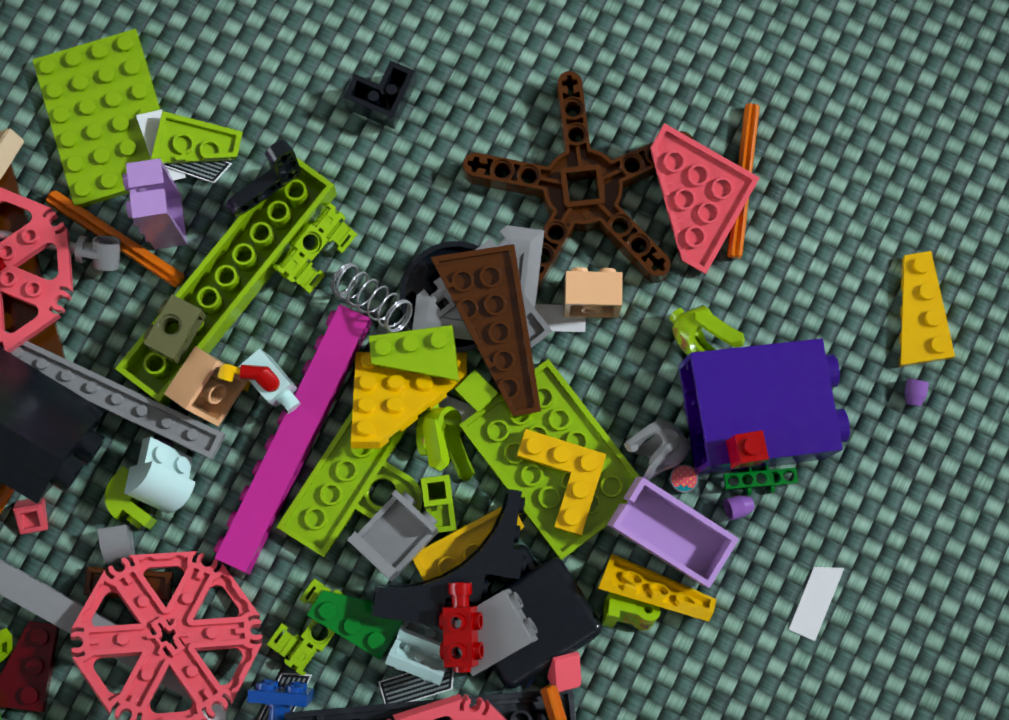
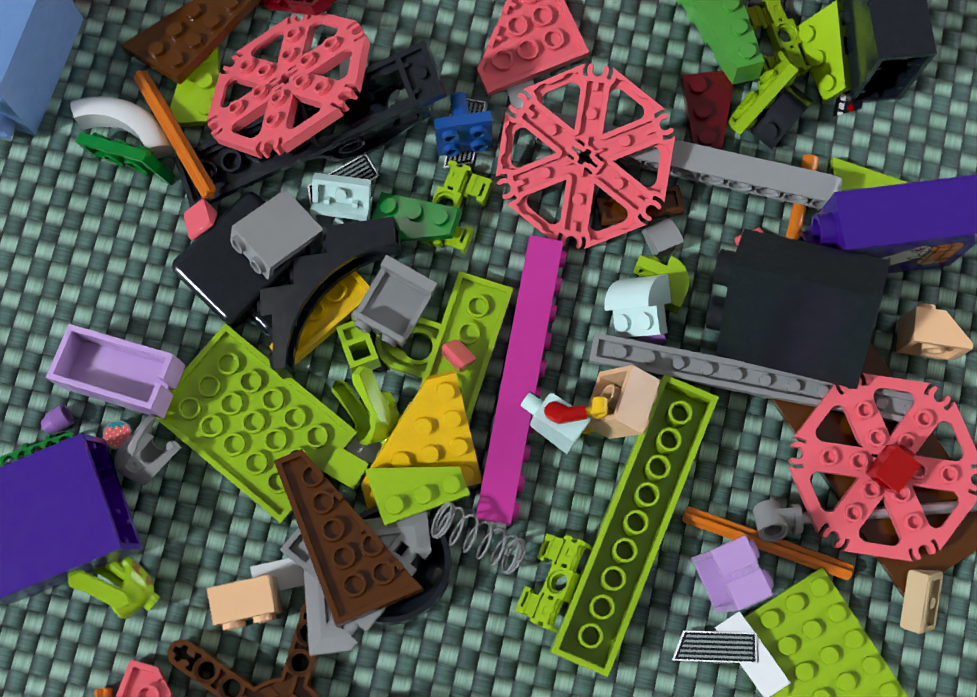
camera: 165 degrees right, 0 degrees up
(174, 345) = (659, 461): olive brick -> none
(192, 140) = (719, 669): lime wing -> none
(283, 169) = (612, 644): black beam -> none
(345, 471) = (458, 355): none -> coral slope
(466, 635) = (300, 207): red brick -> none
(580, 462) = (217, 411): yellow plate -> none
(629, 611) = (140, 292): lime leg -> none
(652, 588) = (133, 315): yellow wing -> none
(747, 449) = (41, 454): red brick -> none

